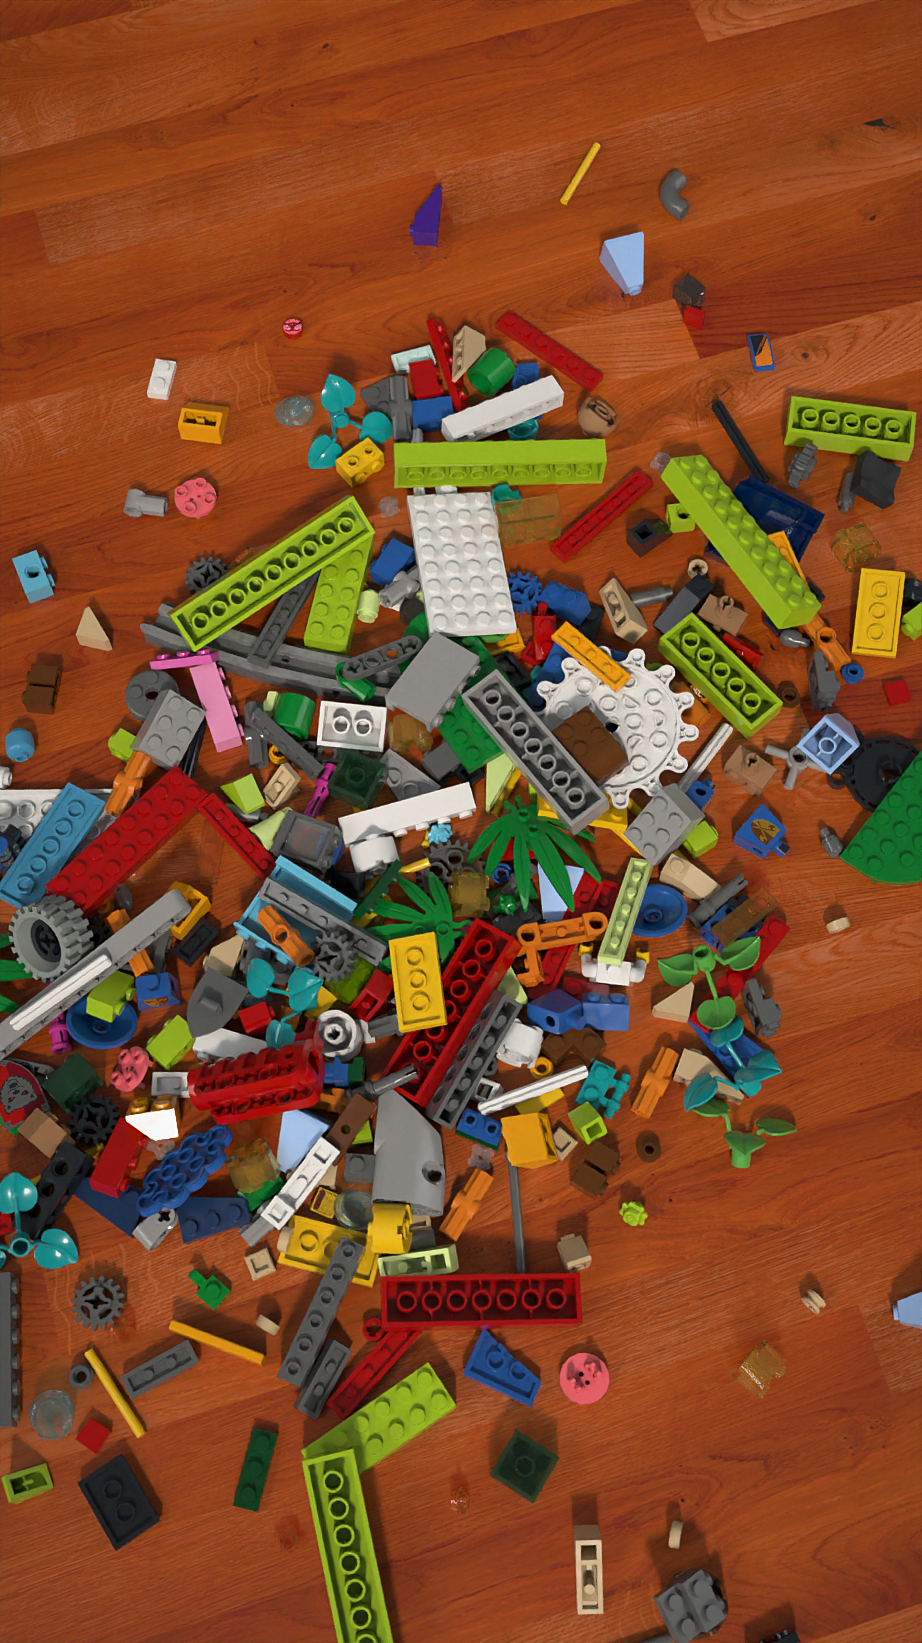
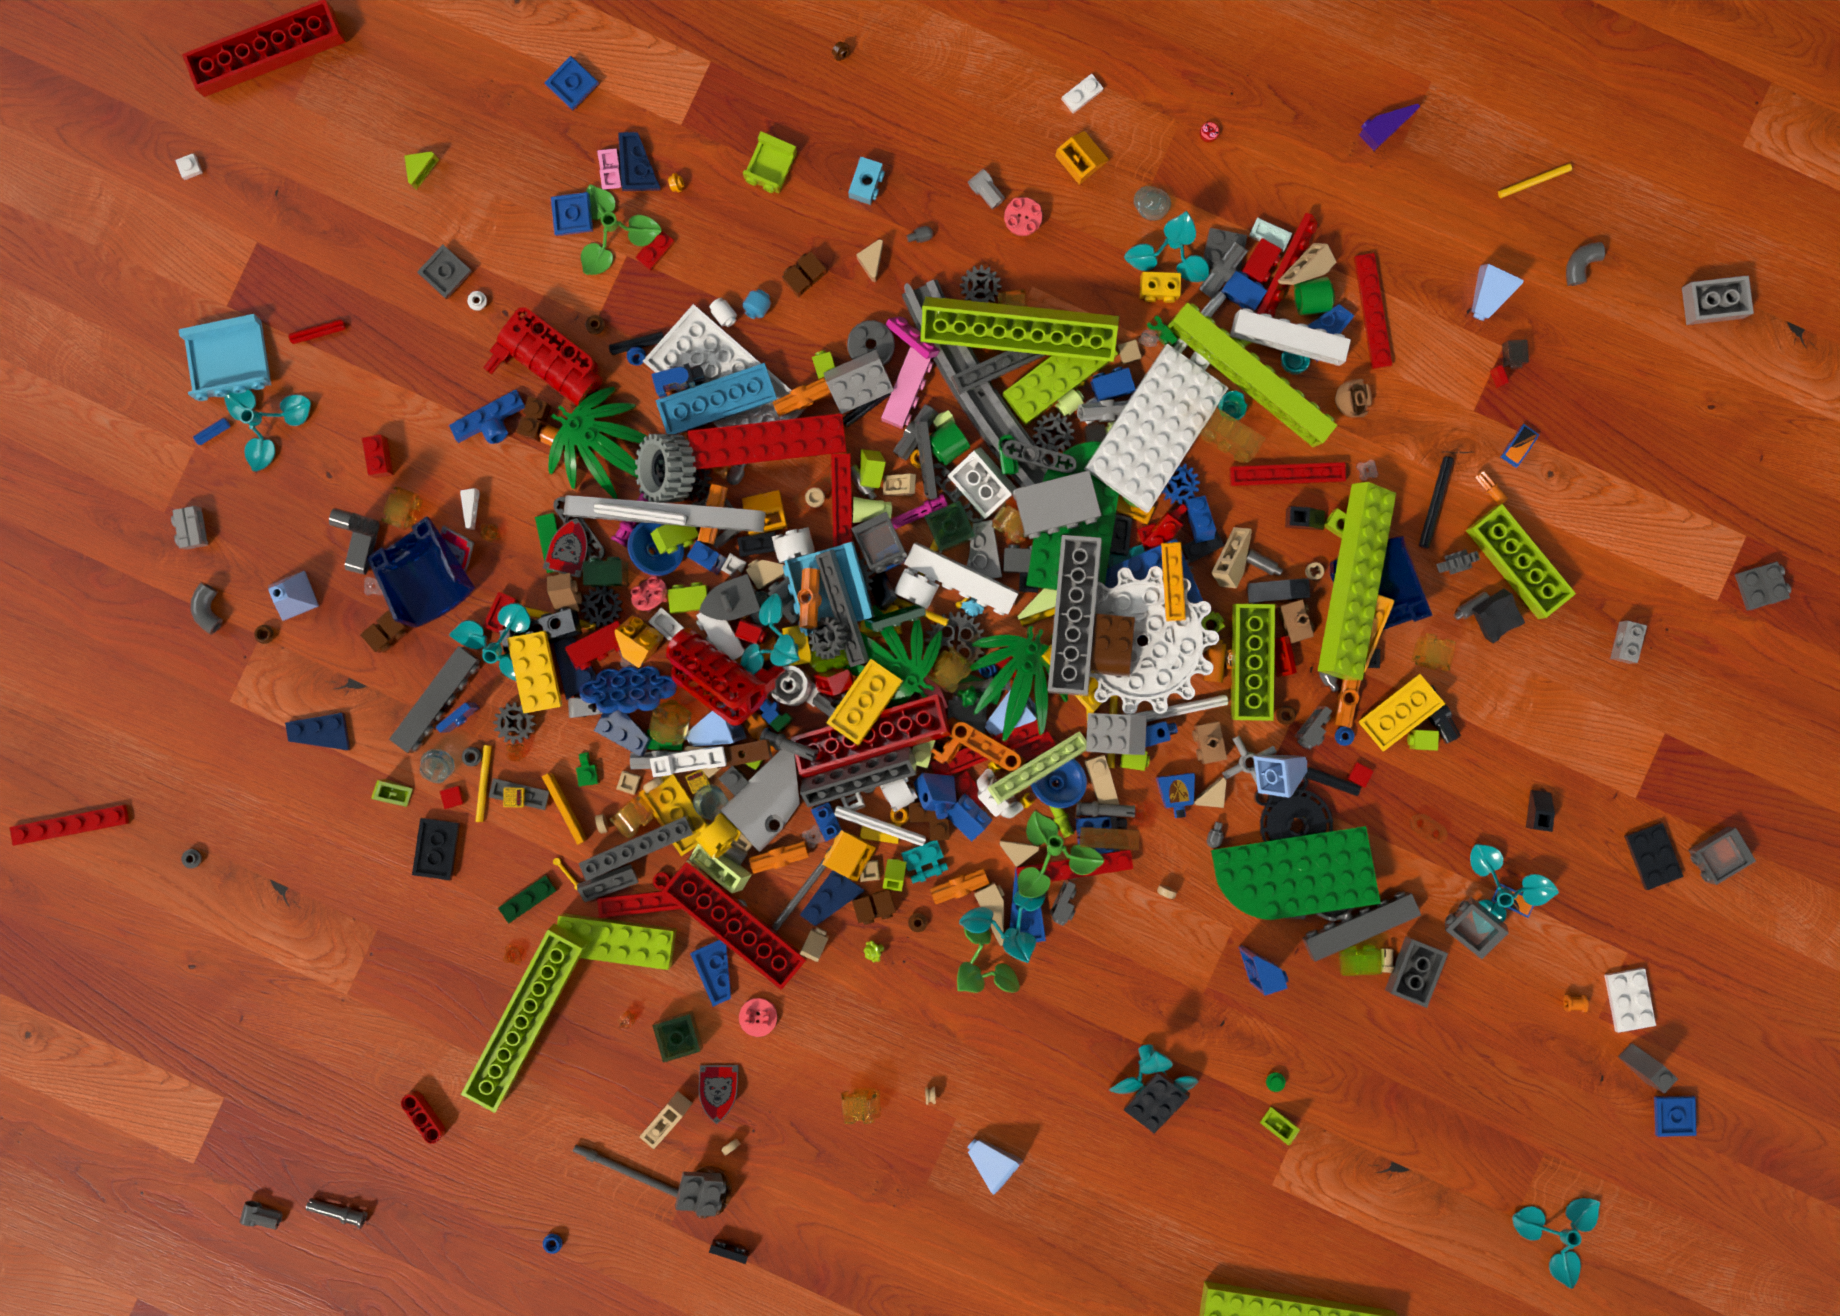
camera: 40 degrees right, 20 degrees up
(35, 1344) = (457, 718): none -> blue plate
(77, 1230) = (534, 671): none -> yellow plate
(119, 581) = (921, 234): none -> dark grey cylinder
(157, 1374) = (513, 797): none -> yellow tile
(187, 980) = (732, 564): none -> white tile
(213, 857) = (815, 497): none -> tan tile
(227, 909) = (793, 544): none -> white brick
(255, 1405) = (557, 861): none -> yellow hinge
(290, 1288) = (632, 815): none -> clear yellow brick
(377, 630) = (1061, 435): none -> dark grey gear
(383, 531) = (1129, 352): none -> tan tile
(396, 490) = (1164, 332): none -> green plate
(547, 1200) = (830, 897): none -> dark blue wing
(611, 1487) = (718, 1090): none -> shield
(681, 942) = (1061, 819): none -> lime pin
(770, 397) = (1491, 487): none -> orange axle
(796, 810) = (1213, 795): none -> tan slope
(798, 143) = (1717, 300): none -> light grey brick
(881, 716) = (1333, 781): none -> black axle

